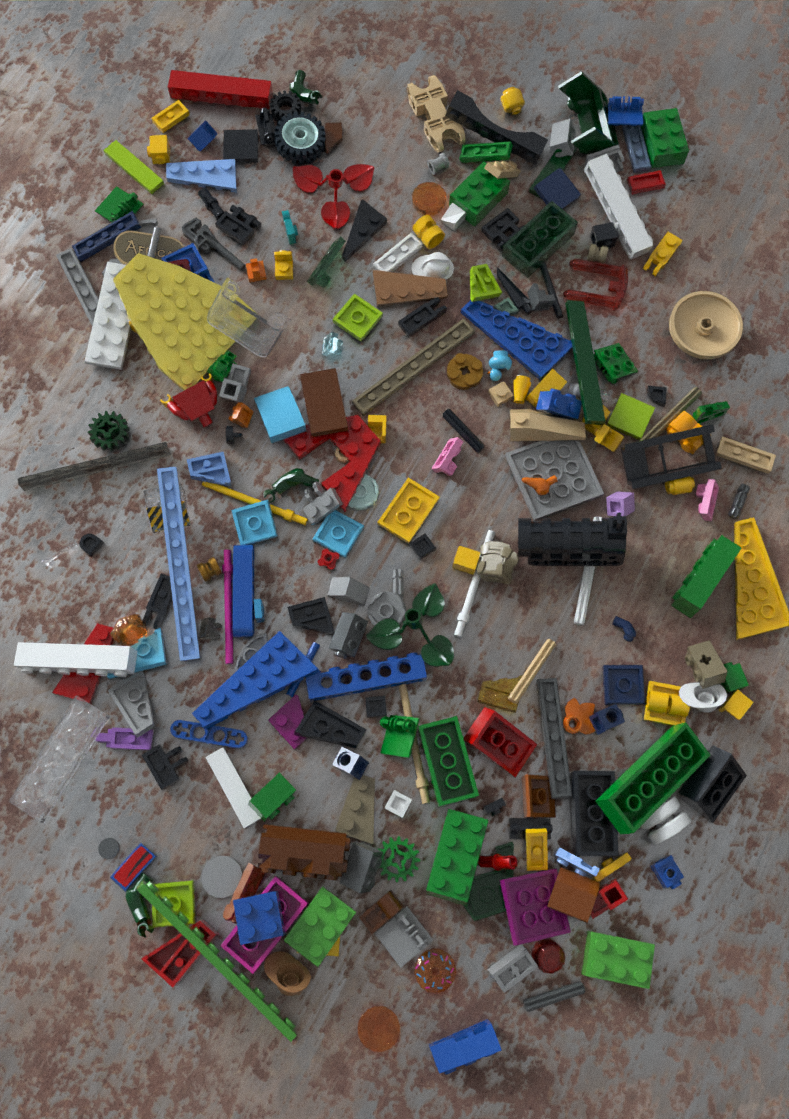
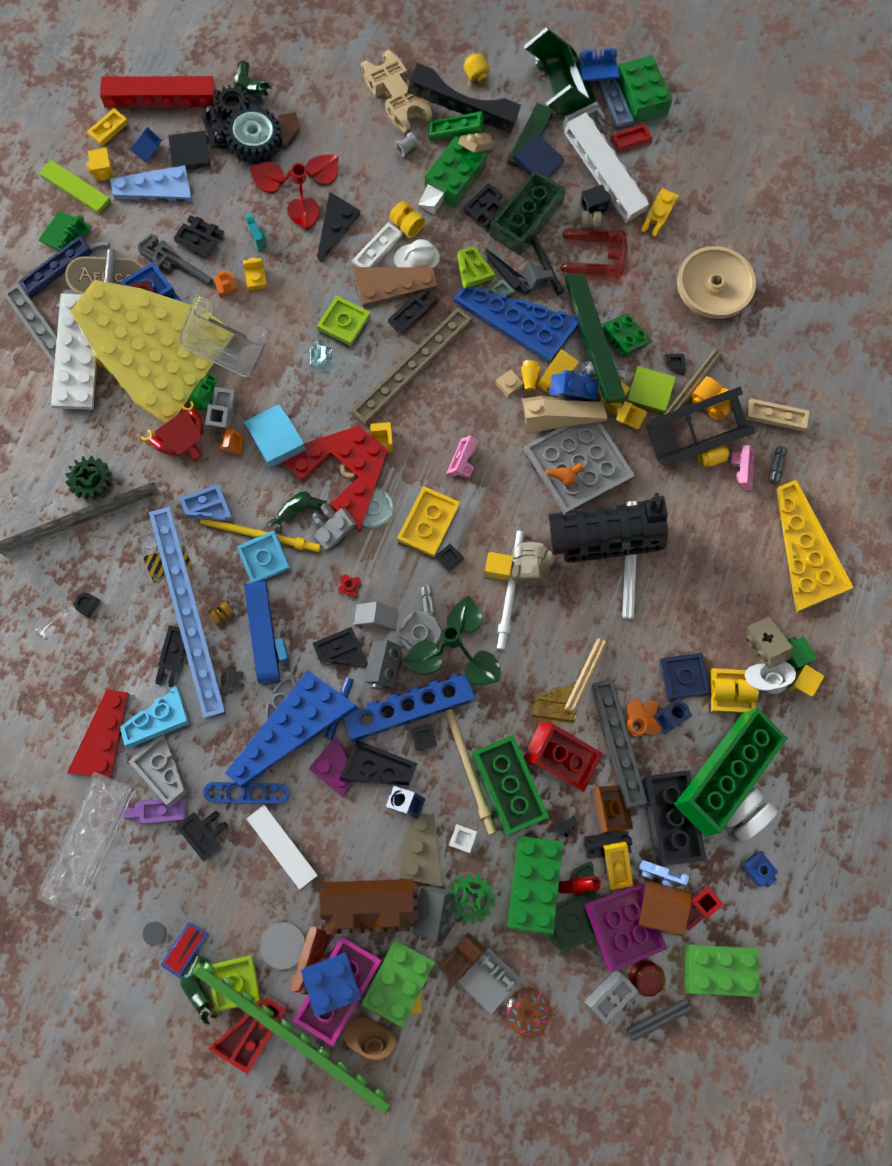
camera: 10 degrees left, 0 degrees up
(75, 658) = (88, 731): white brick -> none
(129, 630) = (142, 692): clear orange hair -> none
(210, 203) = (166, 216): black pin -> none
(227, 570) = (241, 612): dark pink bar -> none
(230, 435) = (222, 464): black tile -> none
(272, 797) = (325, 852): green brick -> none
(319, 275) = (295, 280): clear green hinge -> none
(323, 402) = (320, 416): reddish brown tile -> none
(338, 533) = (356, 556): medium azure tile -> none
(378, 1028) = (476, 1084): clear orange tile -> none
(399, 735) = (453, 764): green hinge -> none
(429, 198) = (402, 183): clear orange tile -> none
(463, 430) = (475, 428): black axle -> none
(465, 1047) = (572, 1089): blue wedge -> none
(468, 362) = (472, 373): pearl gold plate -> none
(499, 361) = (502, 349): medium azure animal -> none
(561, 138) = (534, 101): light grey hinge -> none
(611, 865) = (699, 871): yellow plate -> none
(620, 502) = (652, 483): lavender panel -> none
(627, 626) = (679, 614): dark blue arm -> none
(705, 576) = (754, 549): green brick -> none
(711, 411) = (733, 374): green wing -> none
(713, 784) = (794, 768): black slope -> none

